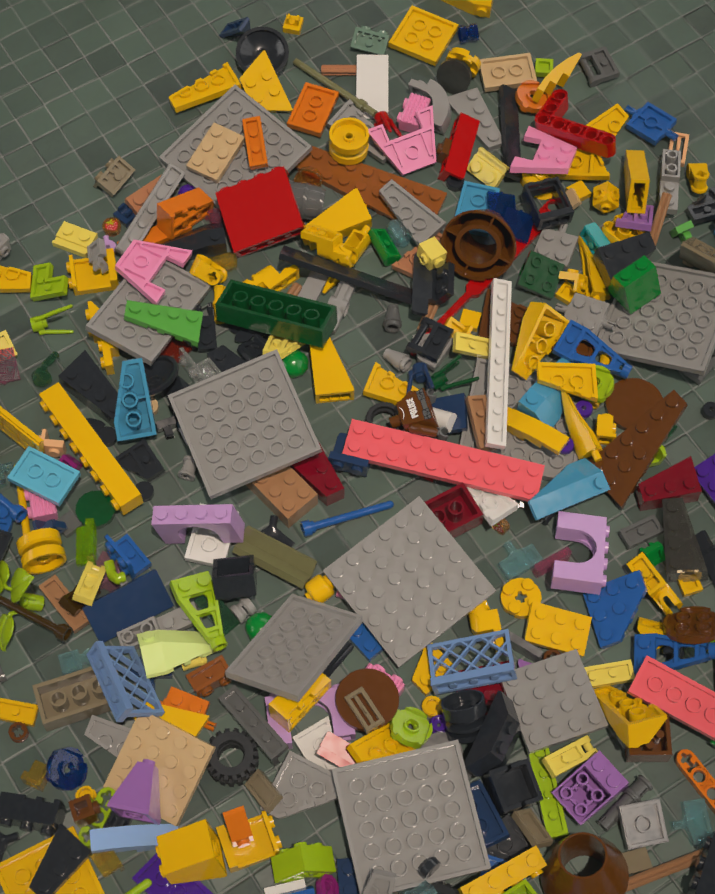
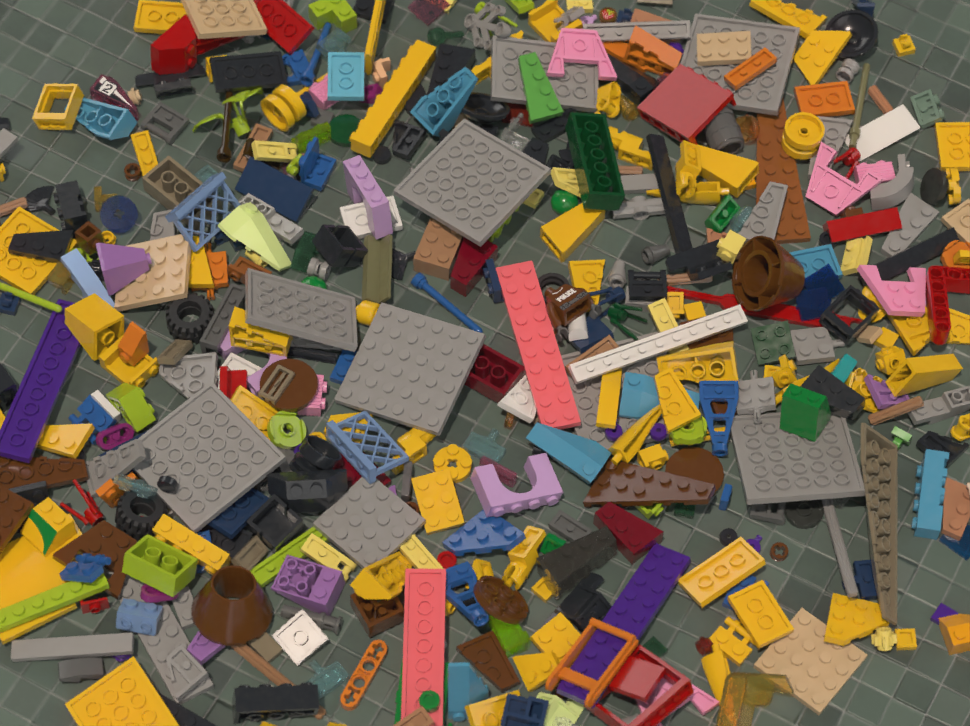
camera: 60 degrees right, 5 degrees down
(63, 327) = (473, 21): none -> light grey plant
(195, 586) = (310, 218): lime plate -> none
(294, 76) = (847, 70): none -> light grey wheel
(620, 652) = (447, 559): none -> red tile
(669, 386) = (725, 497): none -> blue tile

